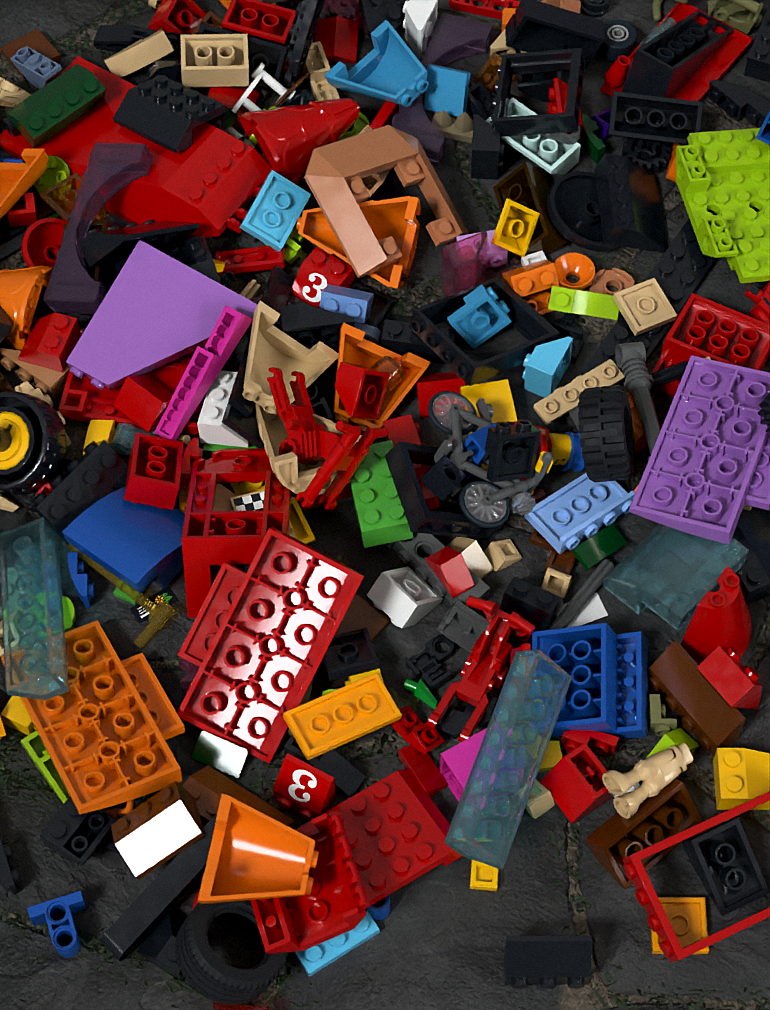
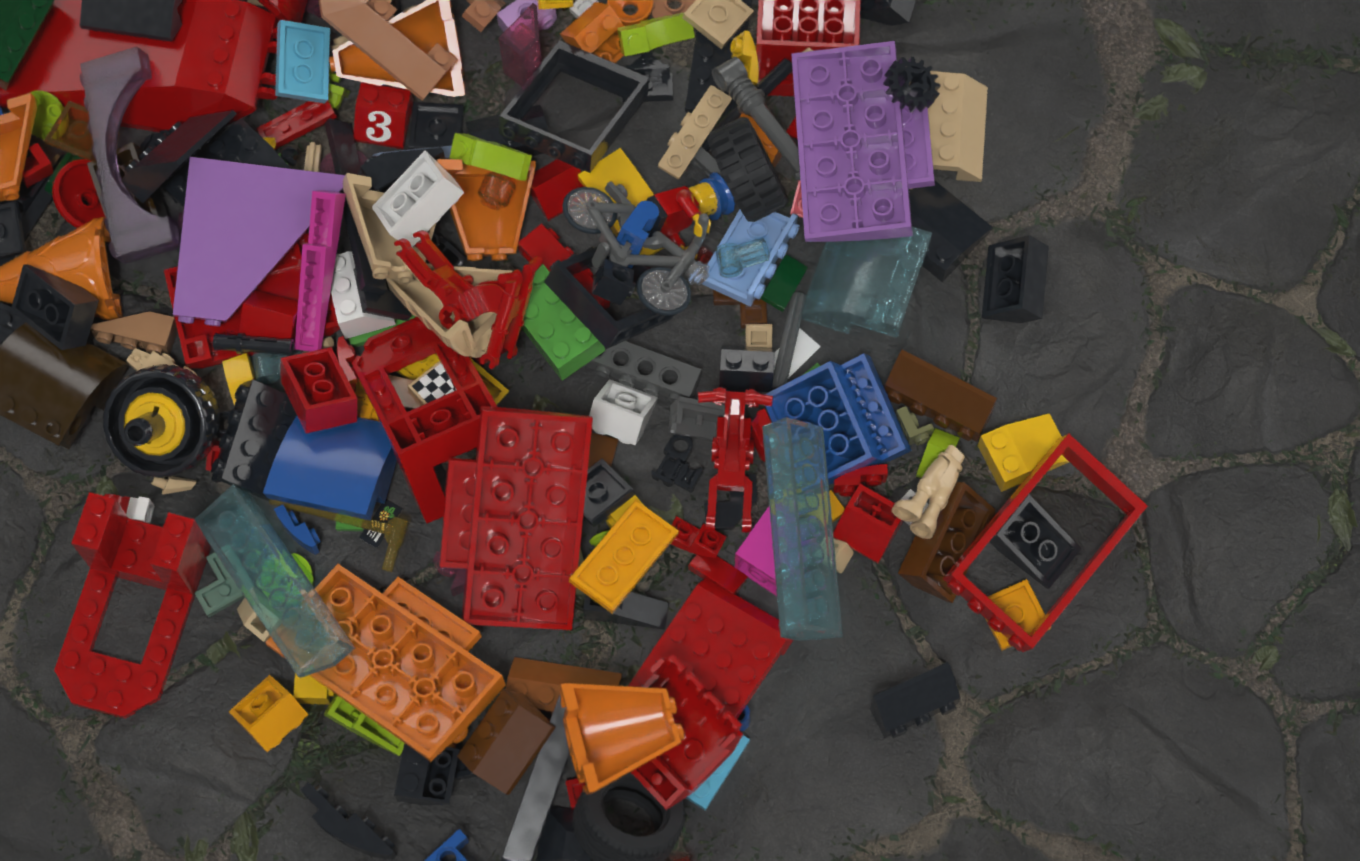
camera: 25 degrees left, 10 degrees up
(51, 341) = (141, 298): red slope -> none
(113, 410) = (243, 343): none -> black pin
(220, 754) = (522, 641): slope -> none
(303, 788) = (619, 641): red slope -> none
(312, 348) = (417, 199): none -> white slope
(347, 302) = (421, 131): medium blue brick -> none
(361, 389) = (484, 219): red slope -> none
(392, 341) = (490, 156): none -> lime slope
(422, 692) = (682, 498): green bar -> none
(451, 571) = (657, 367): slope -> none
(473, 555) = (665, 342): tan slope -> none
(480, 316) = (564, 91): dark azure plate -> none
(483, 876) = (820, 650): yellow tile -> none
(502, 554) = (693, 328): tan slope -> none
(512, 450) = (668, 227): black plate -> none
(547, 366) = (651, 118): medium azure slope -> none
(562, 505) = (734, 257): none -> clear light blue piece
(653, 342) = (745, 50): none -> yellow slope
(719, 620) = (935, 317): red cone -> none
(731, 678) = (968, 365): red slope -> none

